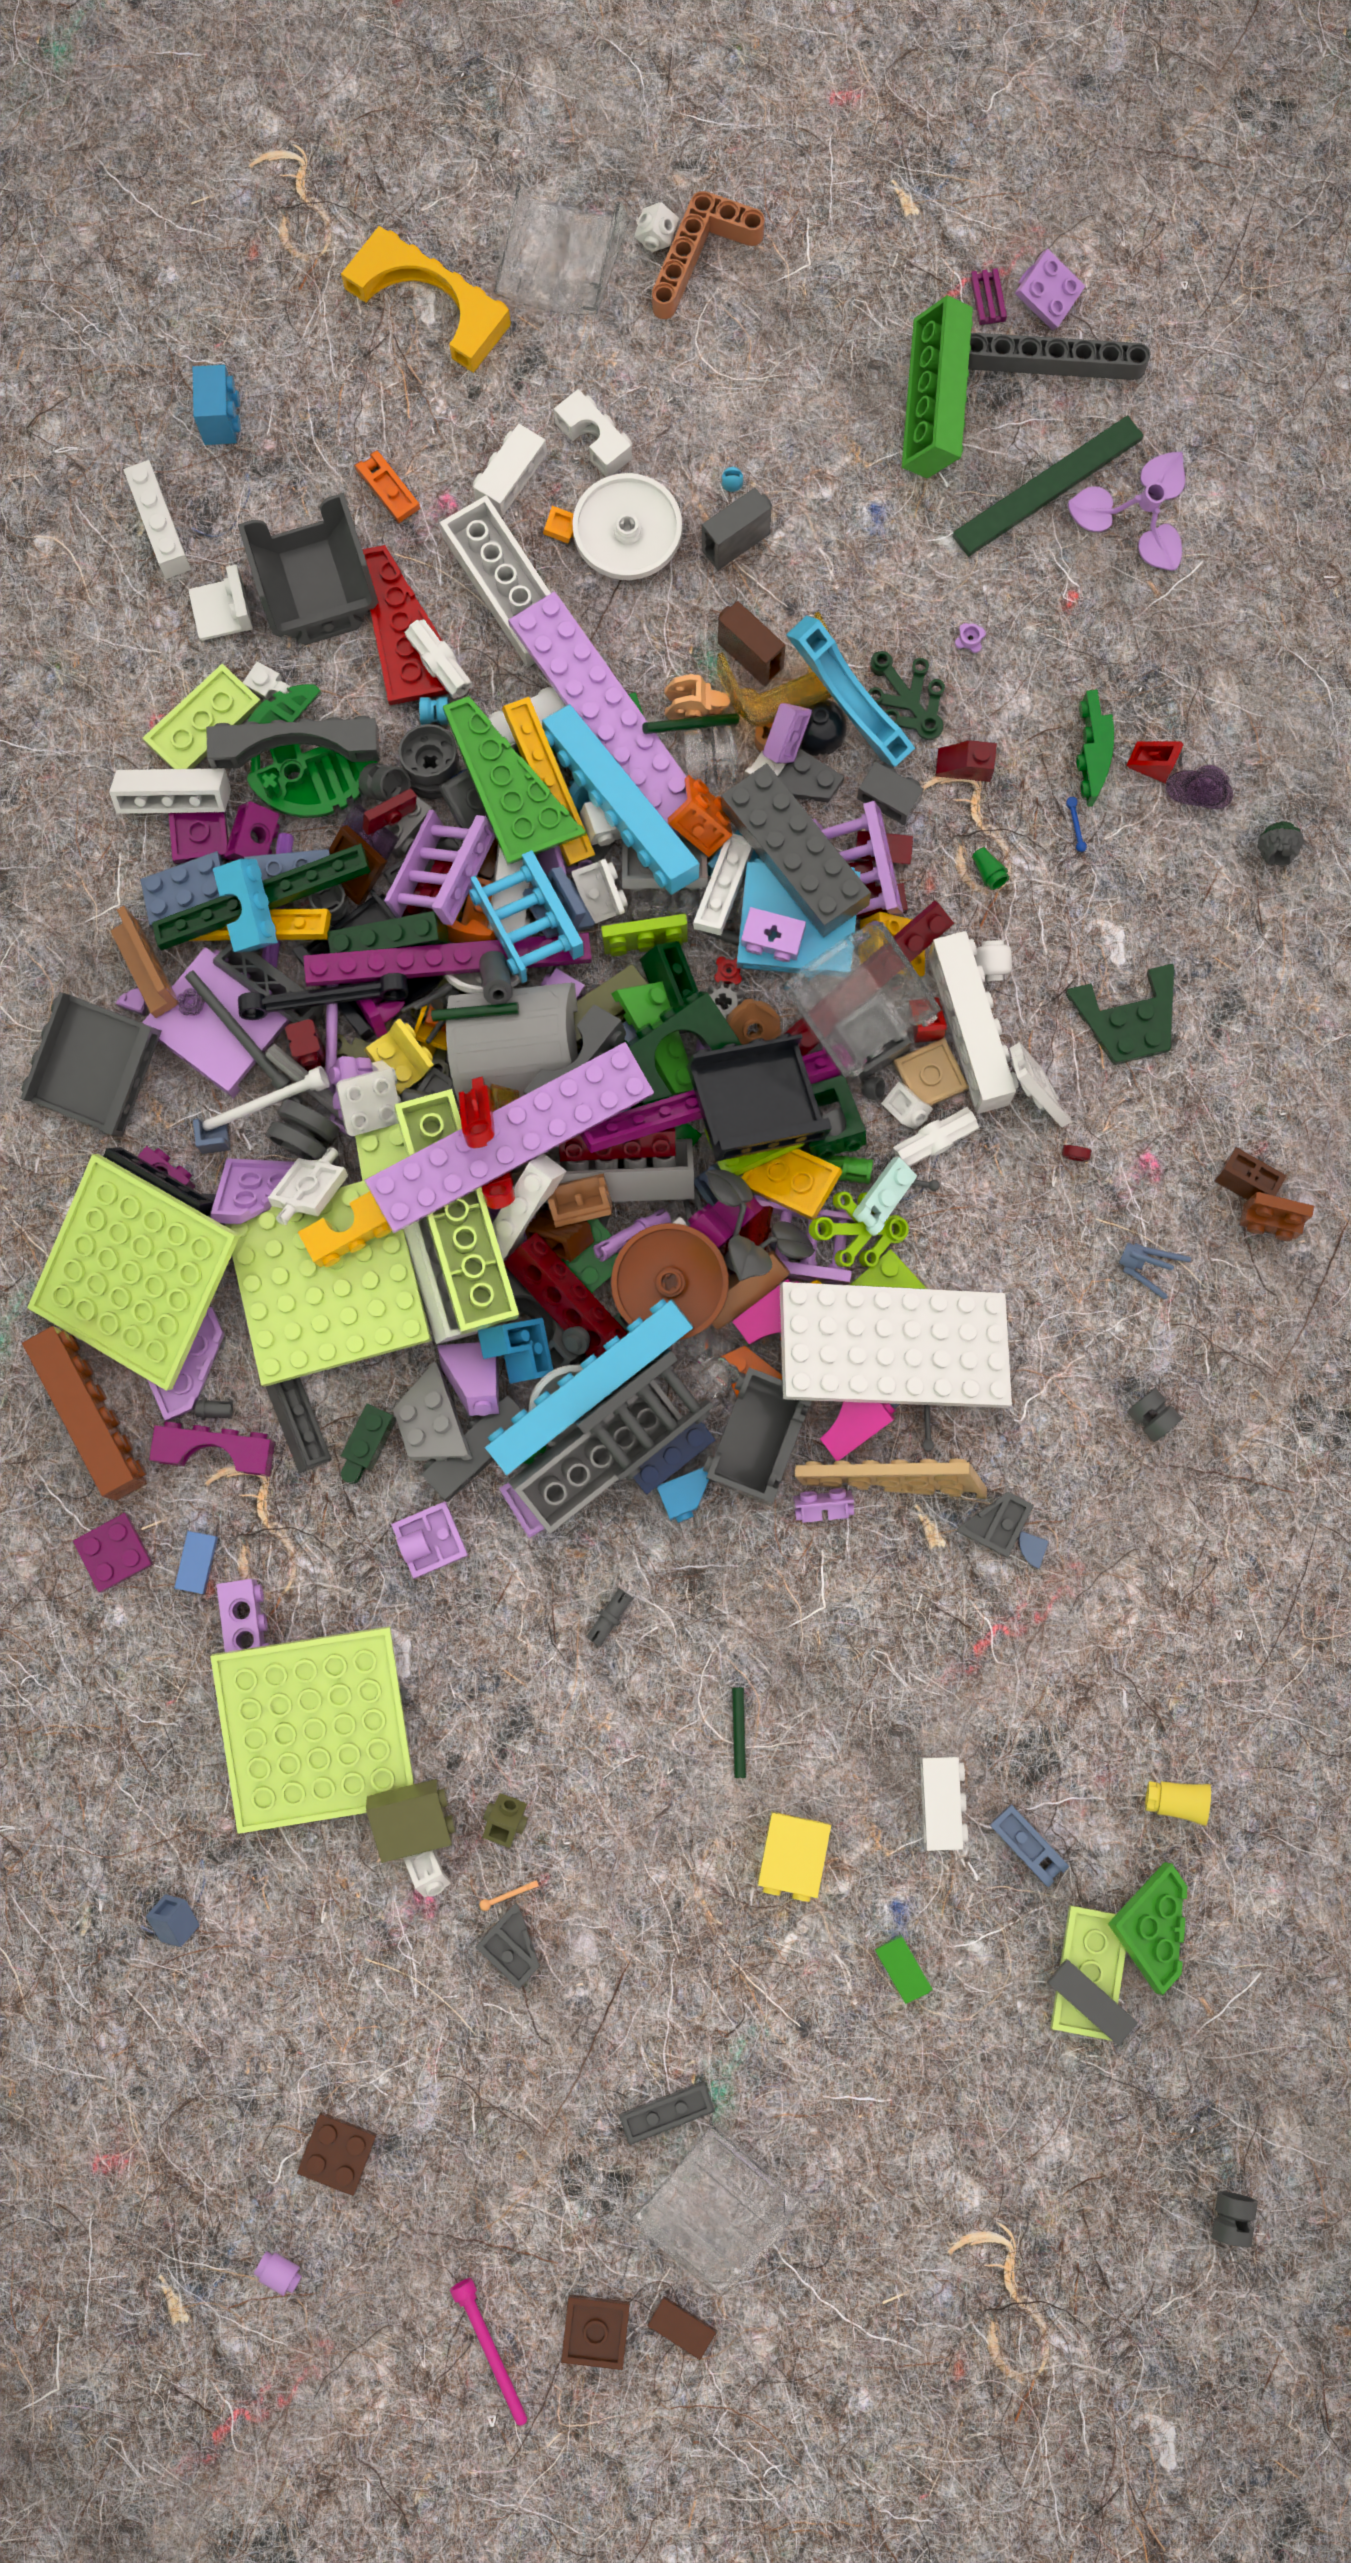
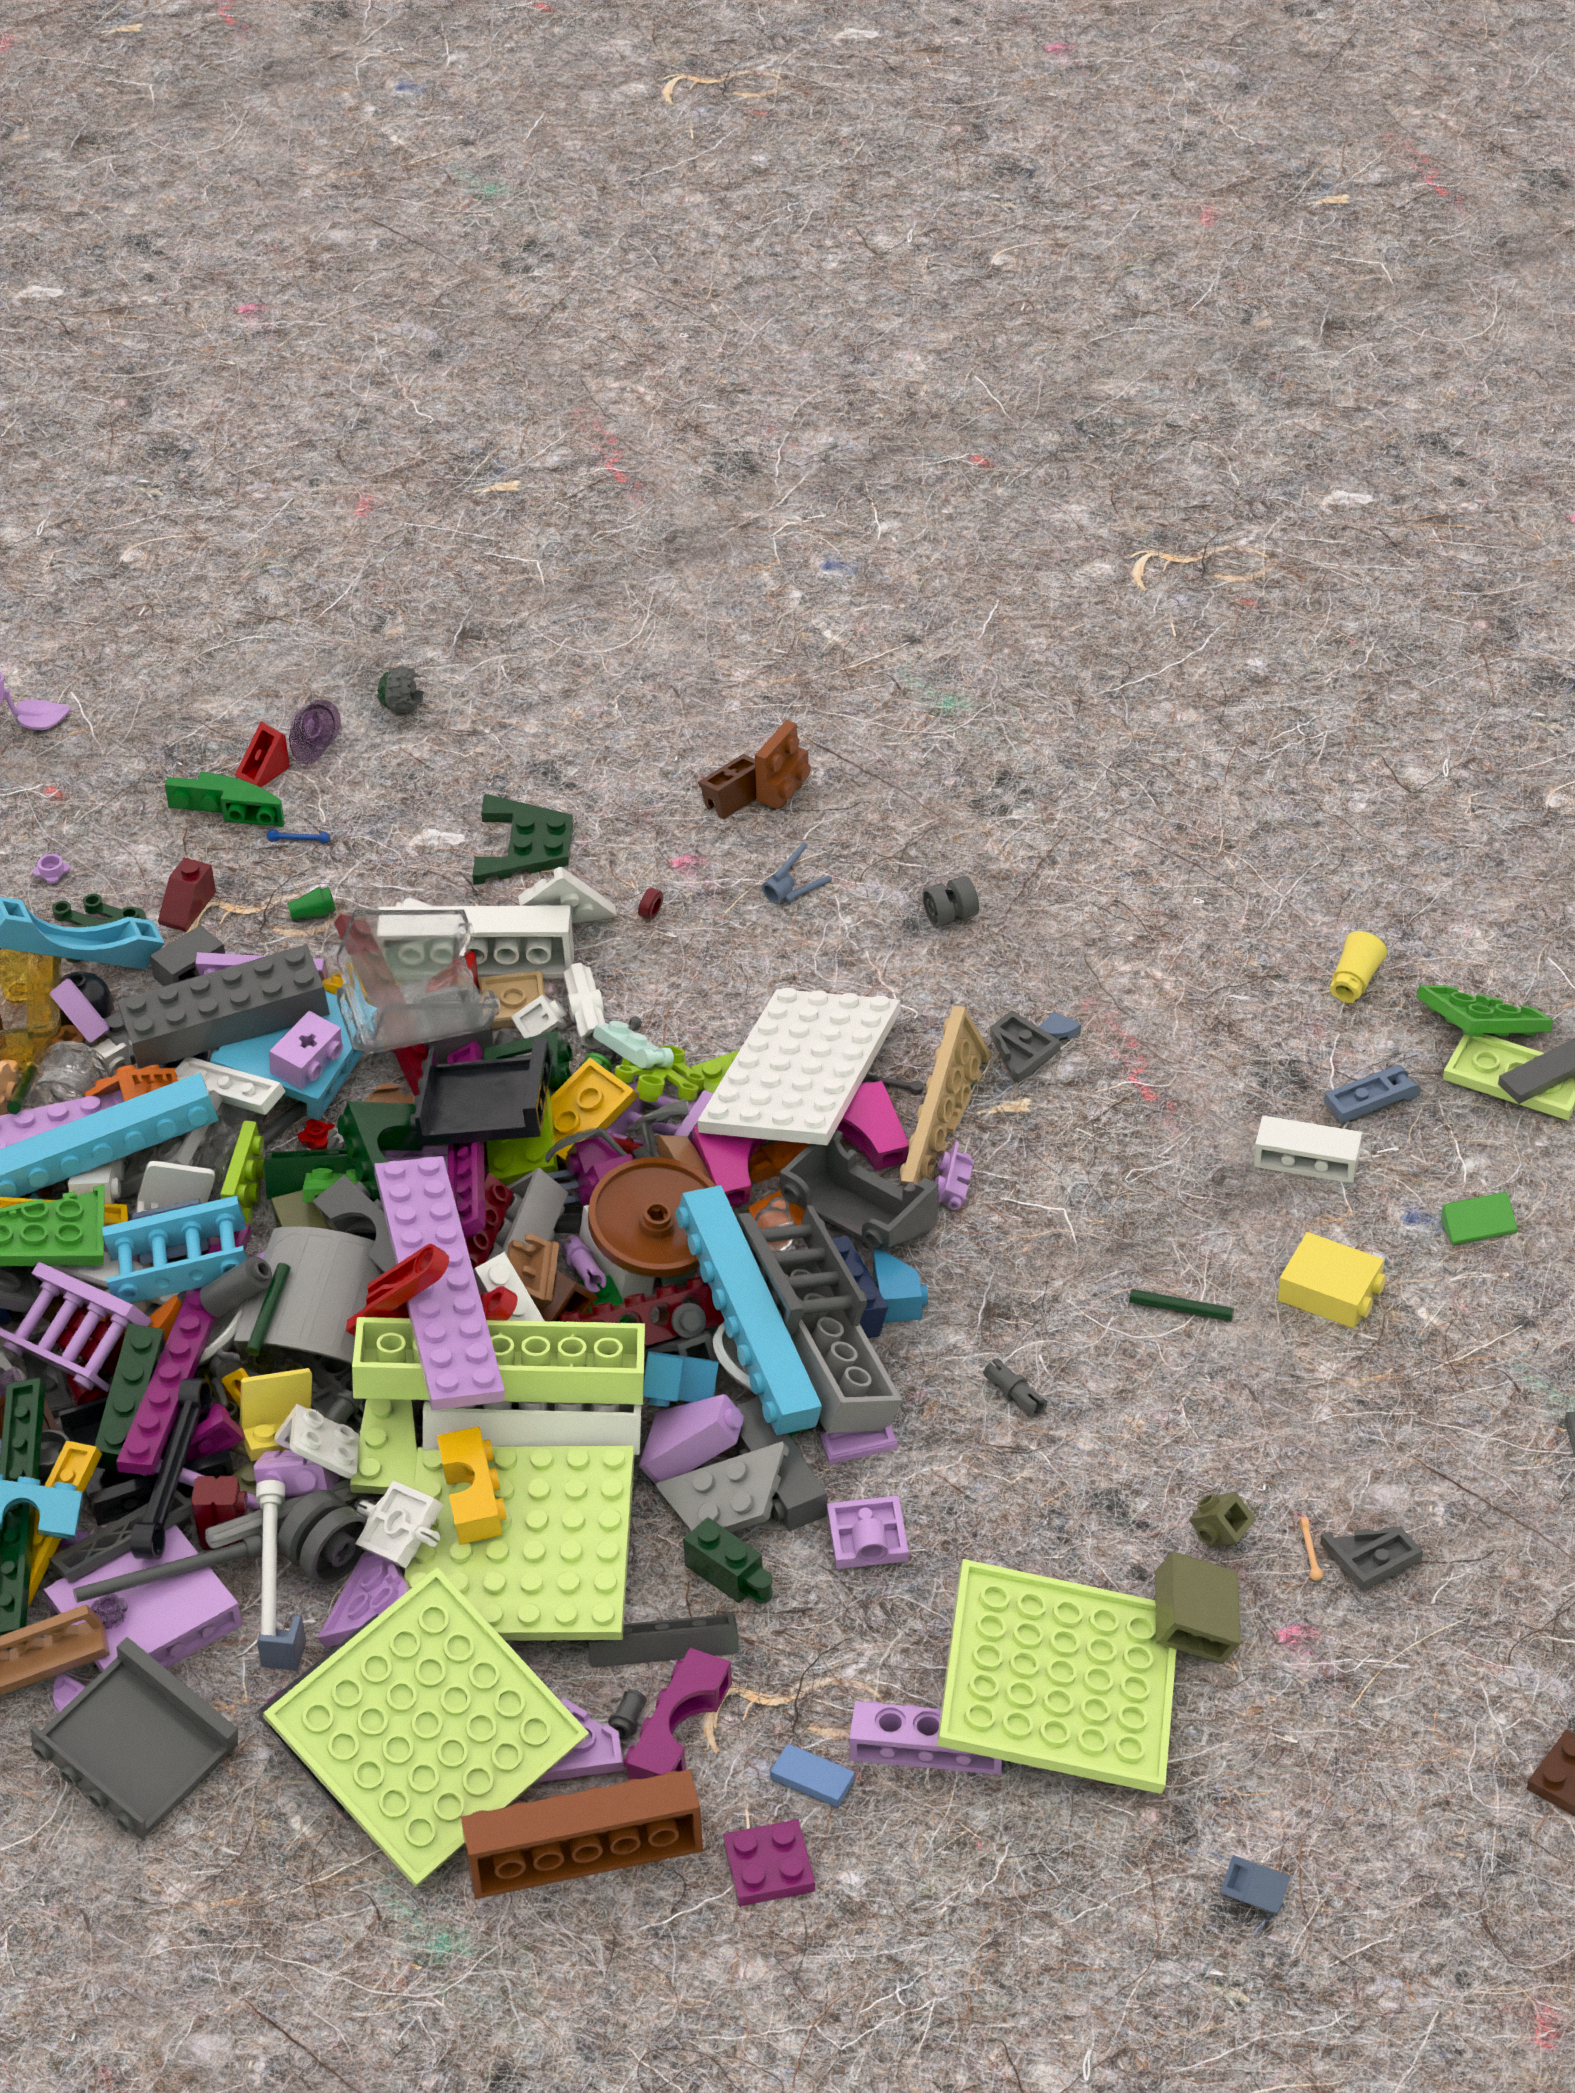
camera: 75 degrees left, 35 degrees down
(426, 1873) = (1263, 1612): white bracket -> none

